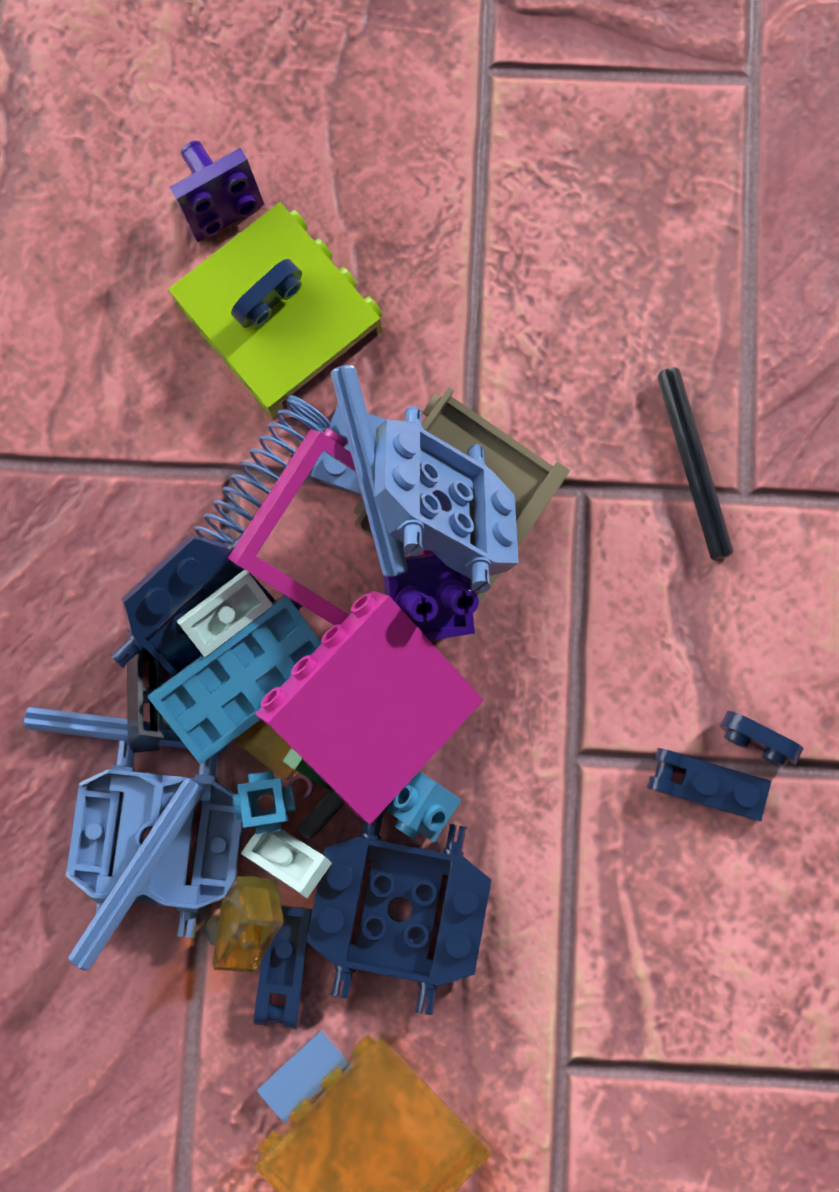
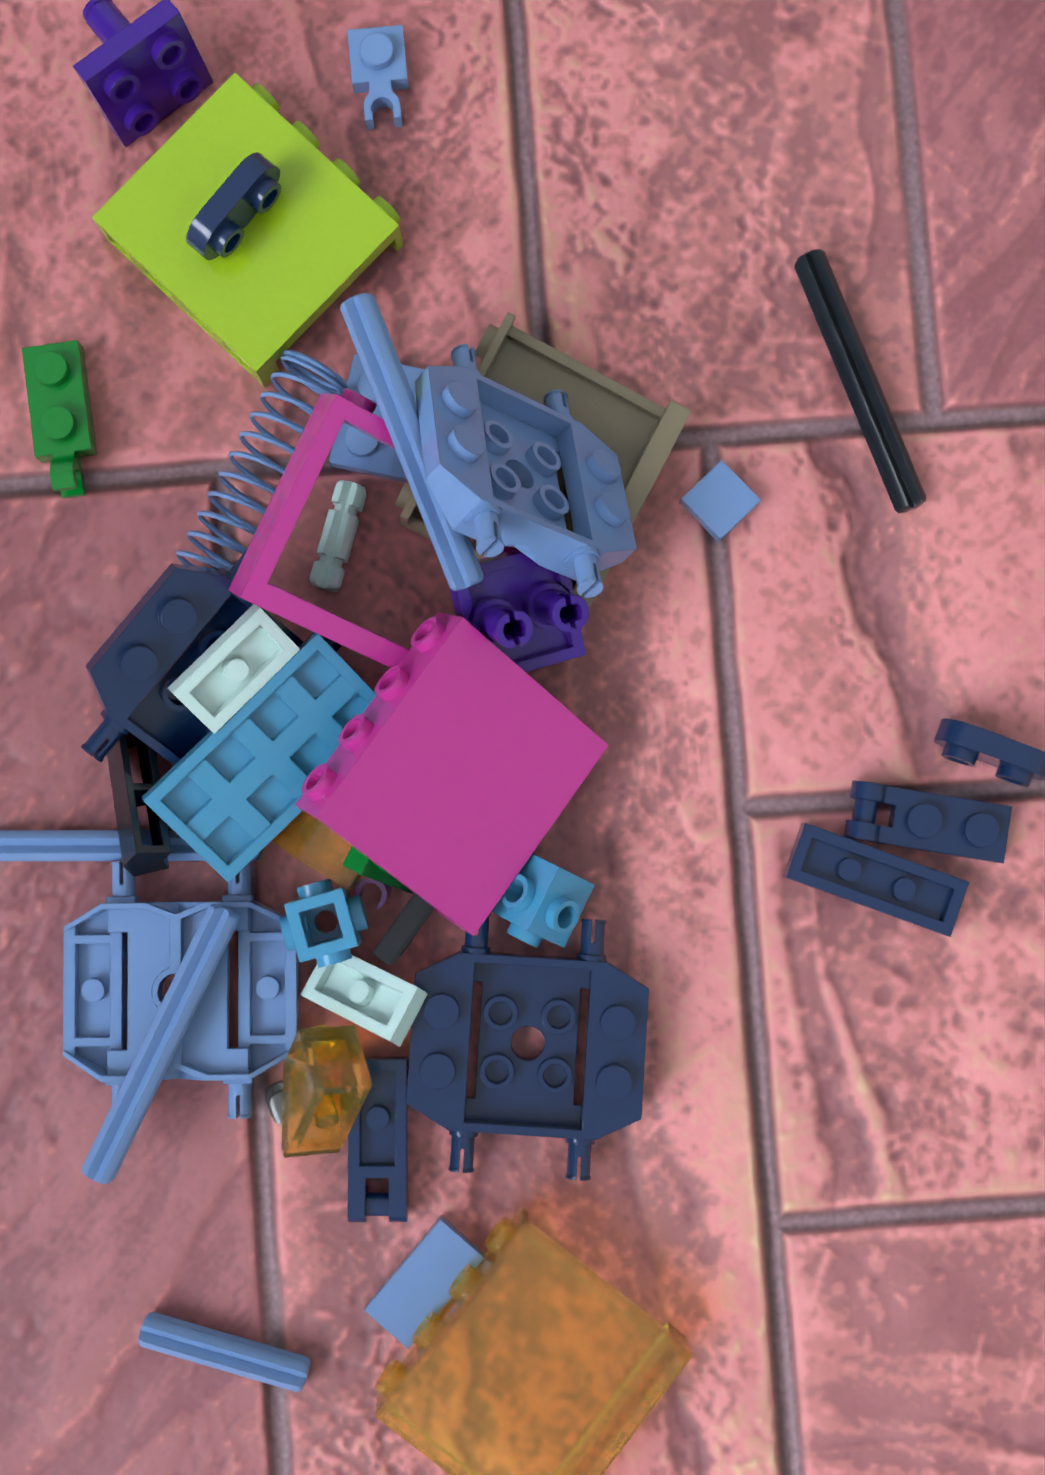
camera: 15 degrees left, 5 degrees up
(127, 420) = (60, 412): none -> green plate
(151, 1108) = (224, 1351): none -> medium blue axle
(310, 529) = (338, 536): none -> light aqua axle
(380, 207) = (378, 68): none -> medium blue plate
(585, 536) = (720, 501): none -> medium blue tile
(666, 821) = (876, 879): none -> dark blue plate

